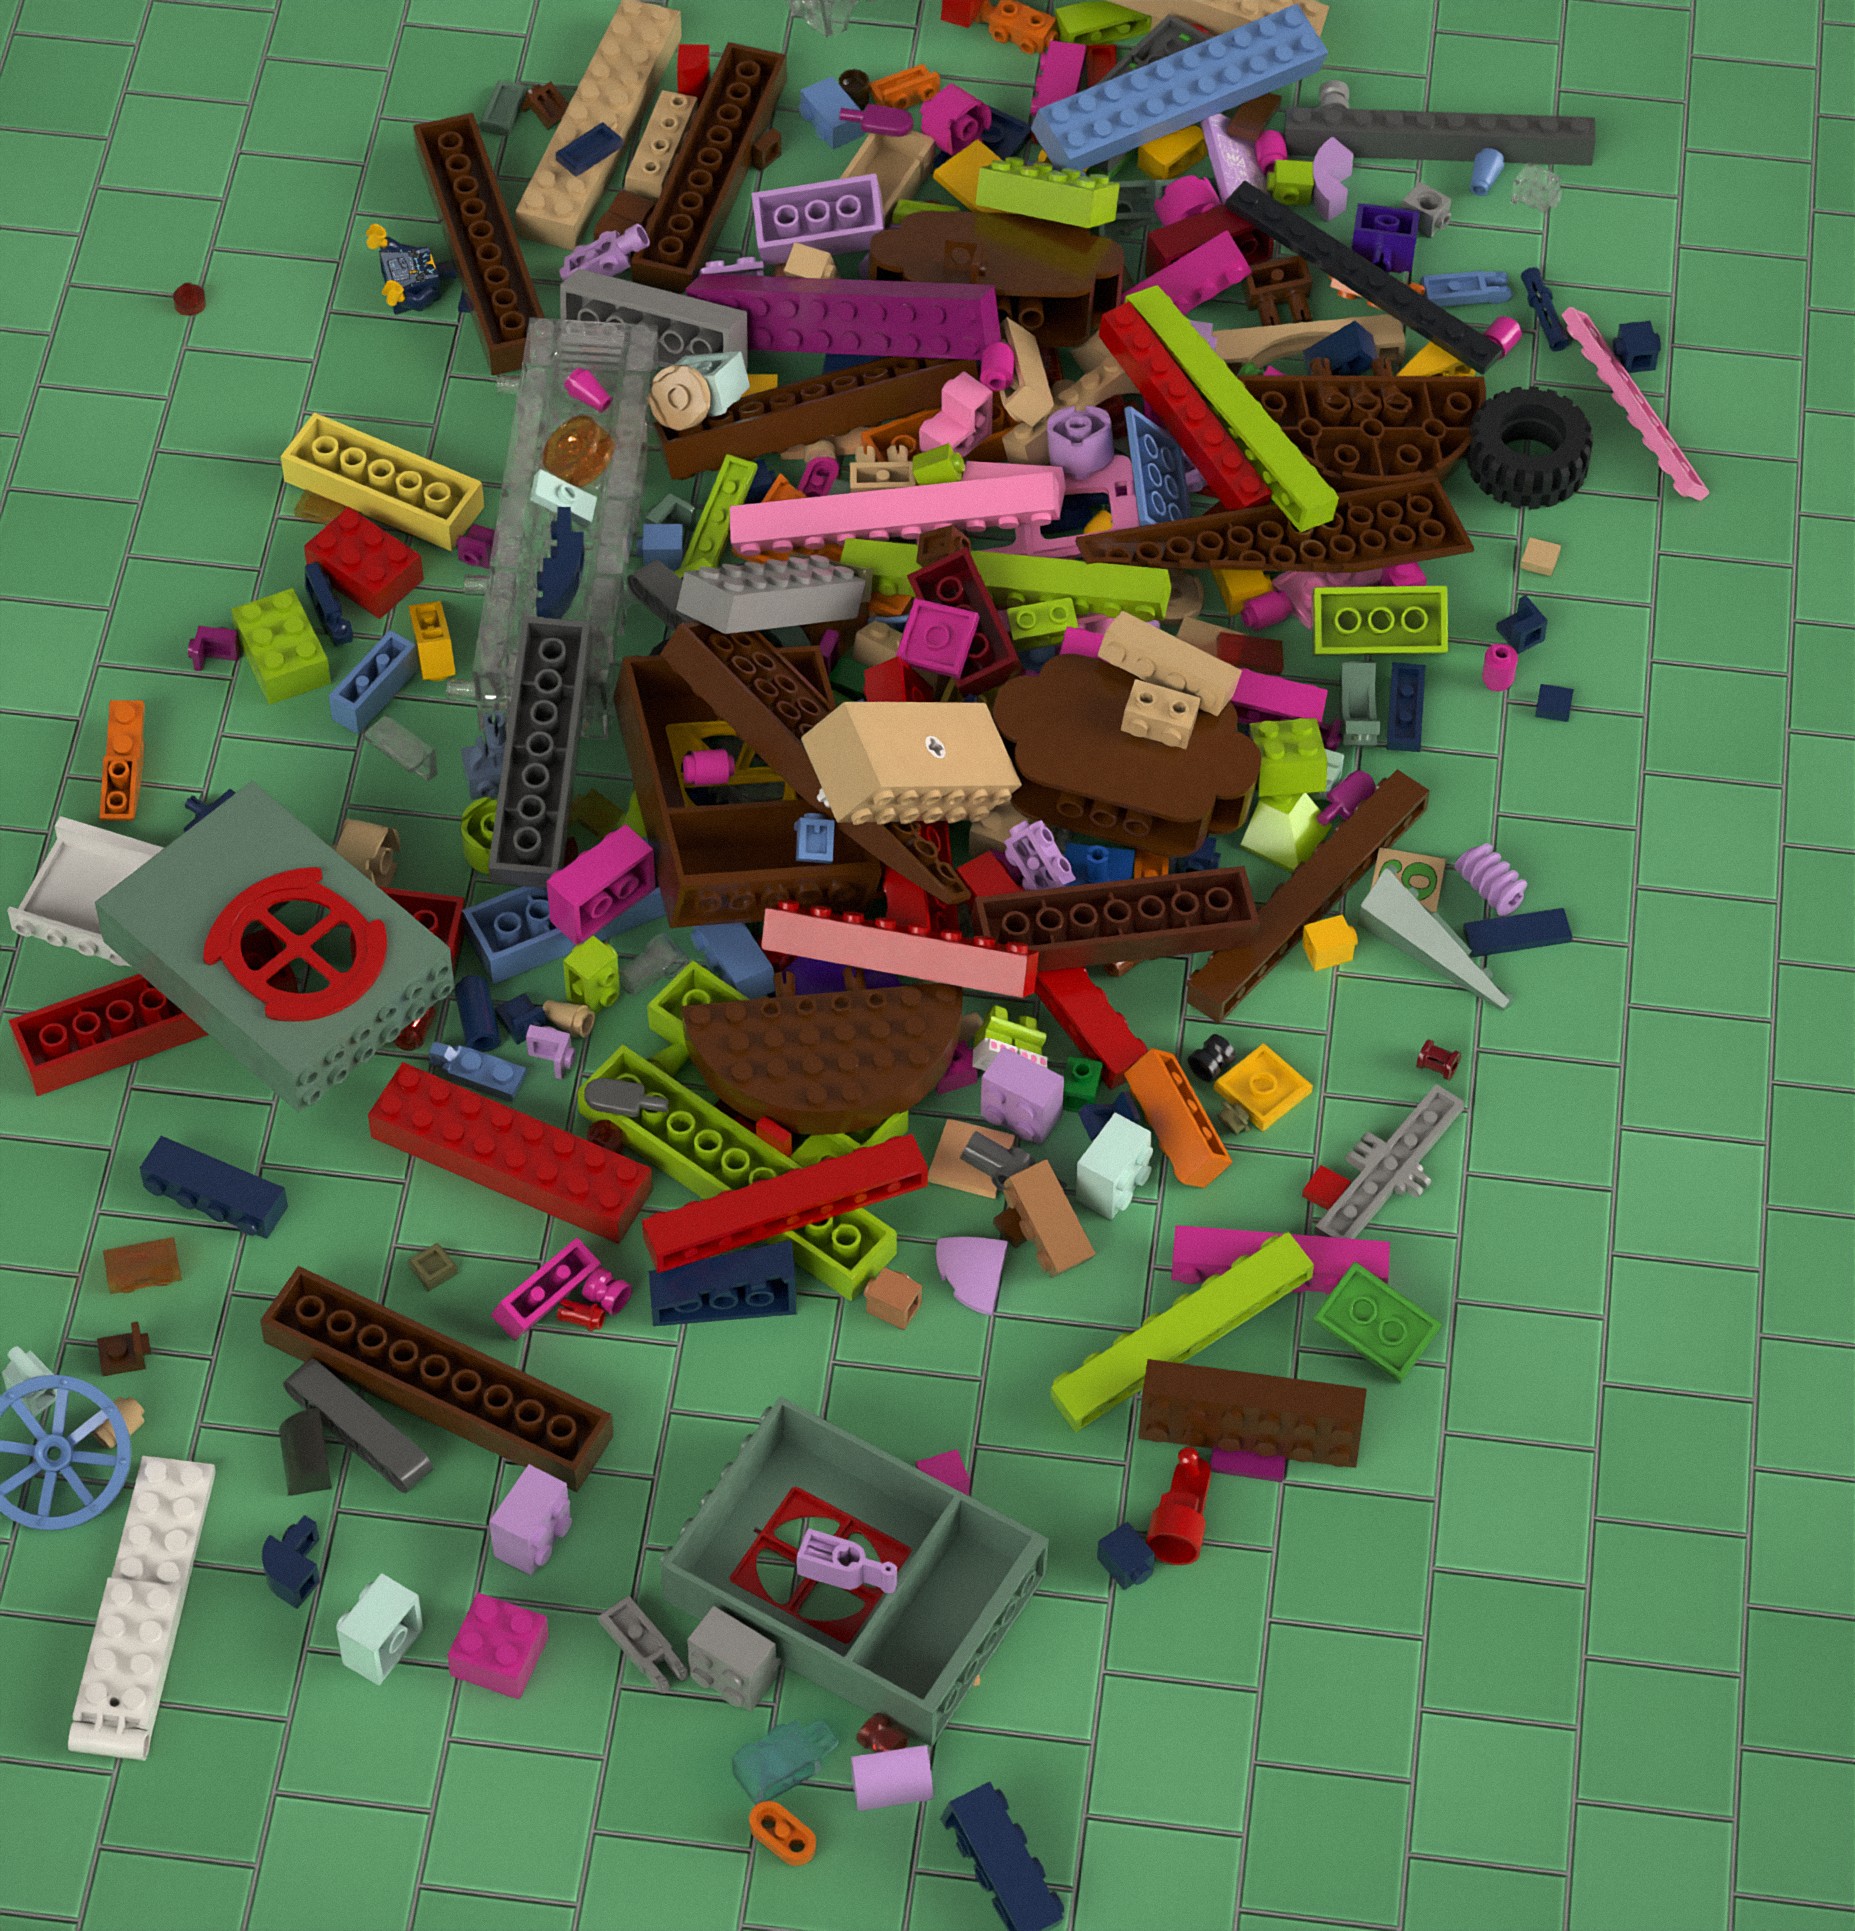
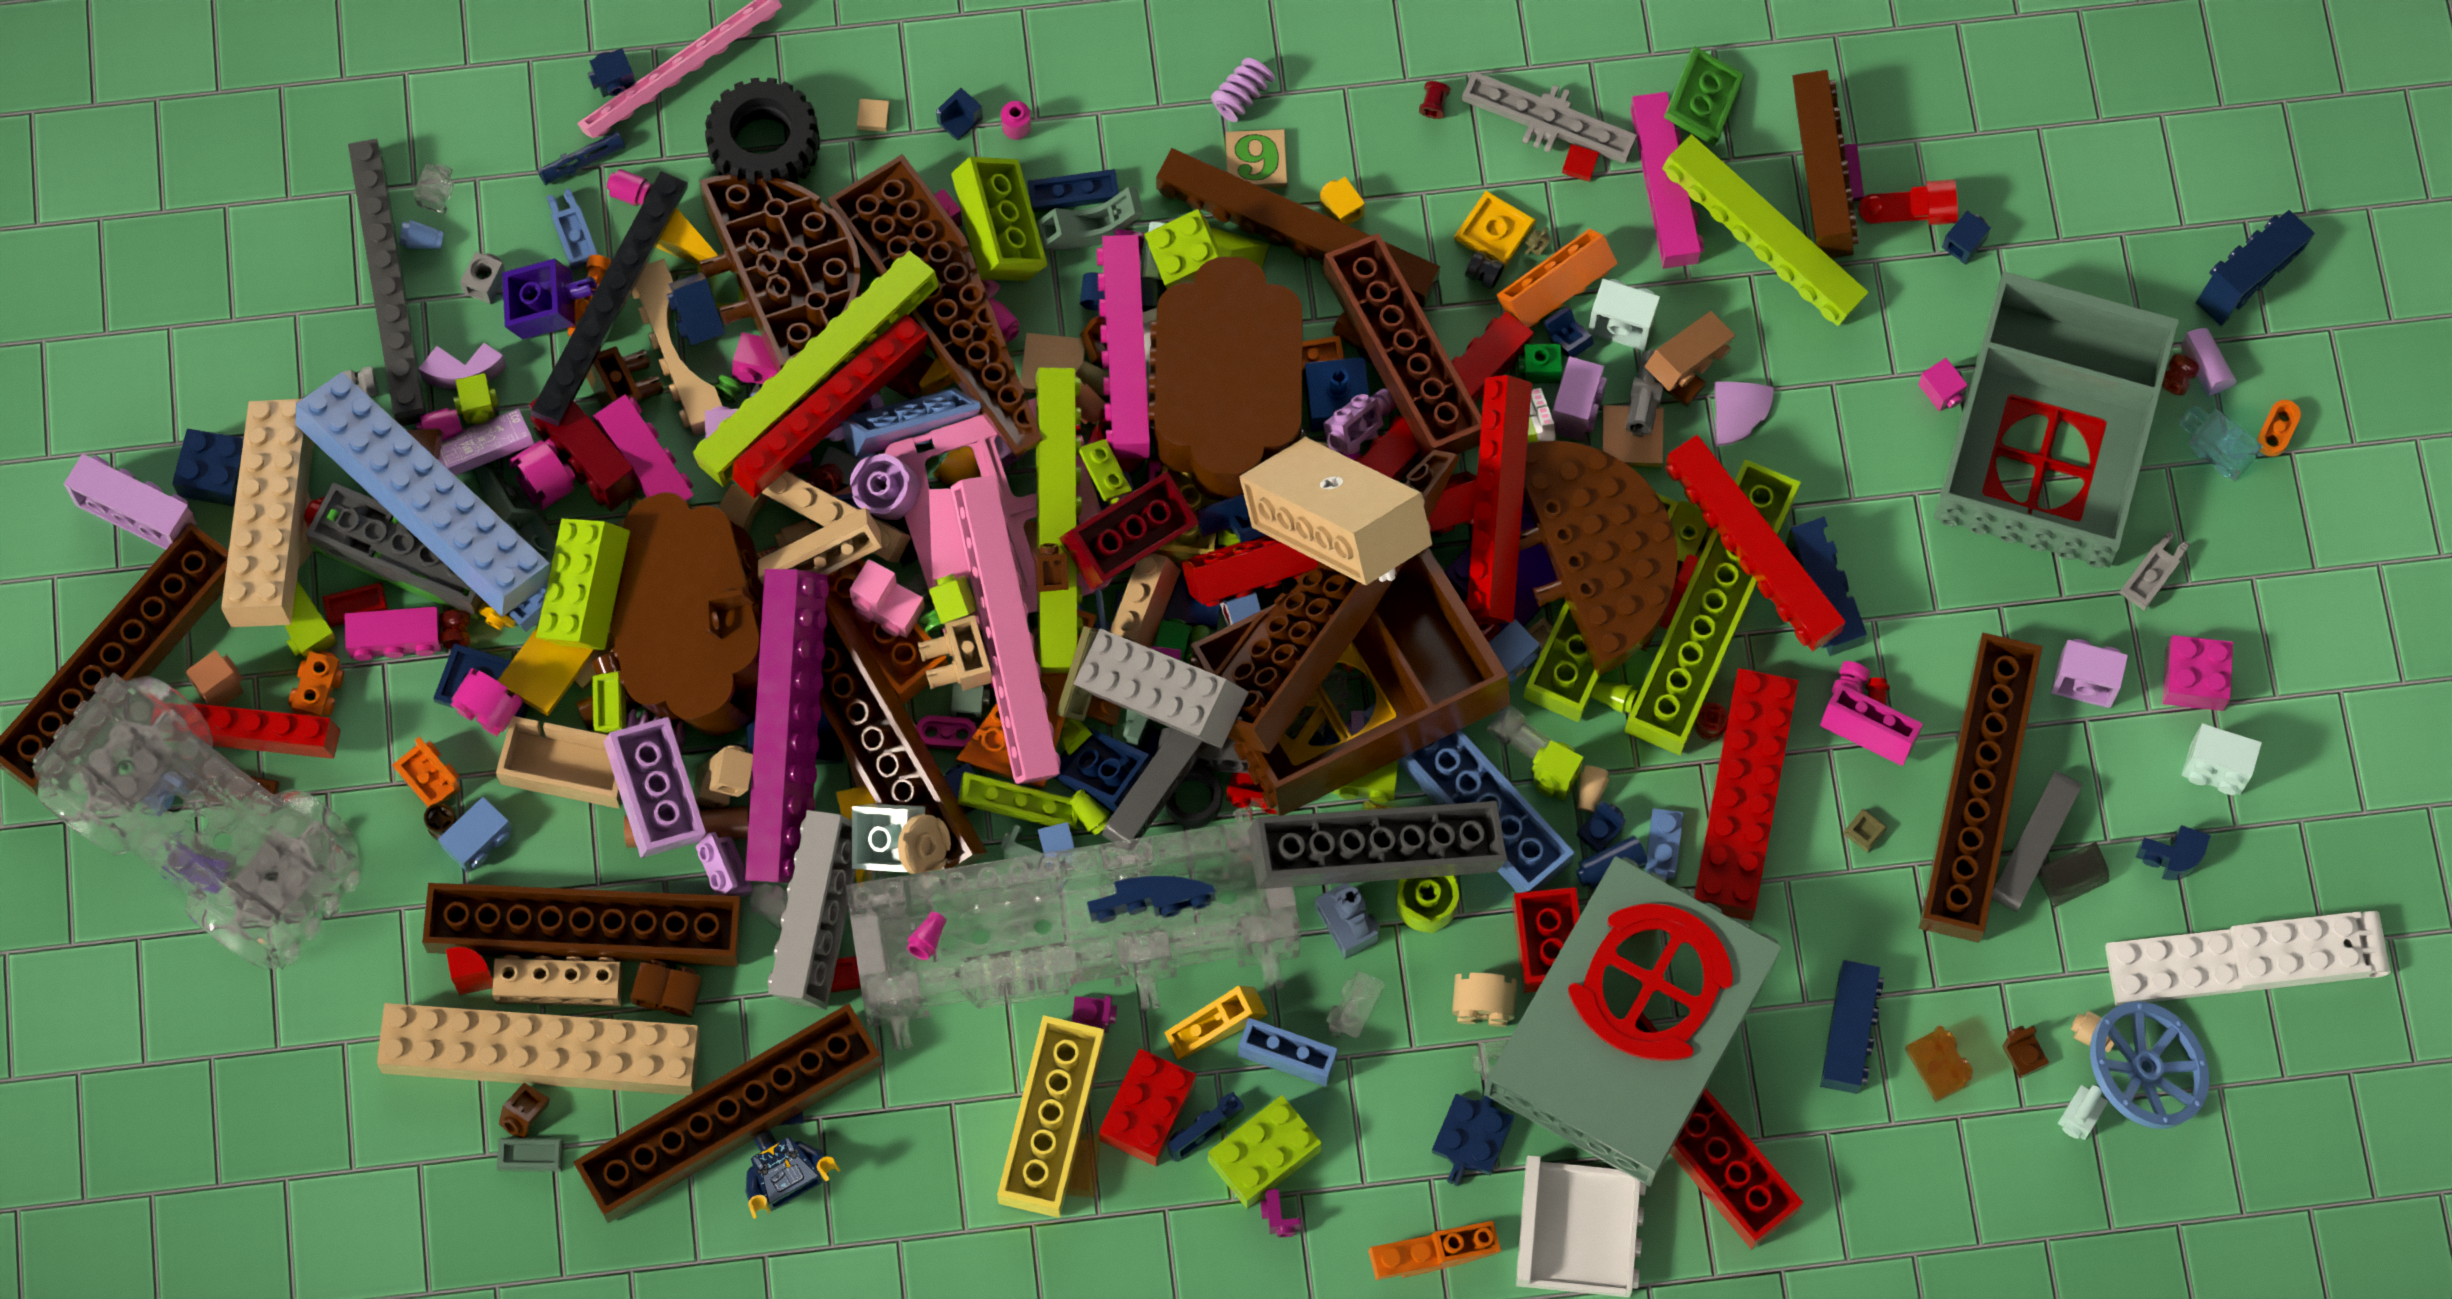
camera: 105 degrees left, 15 degrees up
(551, 1045) = (1624, 794): lavender bracket -> none
(555, 493) = (1071, 916): light aqua plate -> none
(578, 451) = (1000, 913): clear orange wheel -> none
(589, 149) = (602, 1032): dark blue tile -> none
(601, 884) = (1490, 766): dark pink brick -> none
(606, 257) = (729, 992): lavender brick -> none
(621, 1097) = (1685, 703): dark grey piece -> none
(708, 767) = (1375, 685): dark pink brick -> none
(732, 1659) = (2160, 492): light grey brick -> none
(766, 149) = (533, 879): reddish brown tile -> none
(814, 838) = (1414, 585): medium blue bracket -> none
(828, 1558) = (2084, 417): lavender piece -> none
(880, 120) = (503, 768): magenta piece -> none
(893, 1297) = (1789, 456): nougat brick -> none
(937, 637) = (1160, 544): dark pink tile -> none
(997, 366) = (842, 558): dark pink brick -> none
(1160, 714) = (1209, 335): tan brick -> none
(1169, 662) = (1155, 336): tan brick -> none
(1251, 652) = (1050, 324): clear red tile -> none
(1346, 796) = (1171, 209): magenta piece -> none
(1403, 922) = (1313, 136): wedge -> none
(1517, 932) = (1284, 65): dark blue tile -> none
(1554, 702) = (1033, 77): dark blue tile -> none

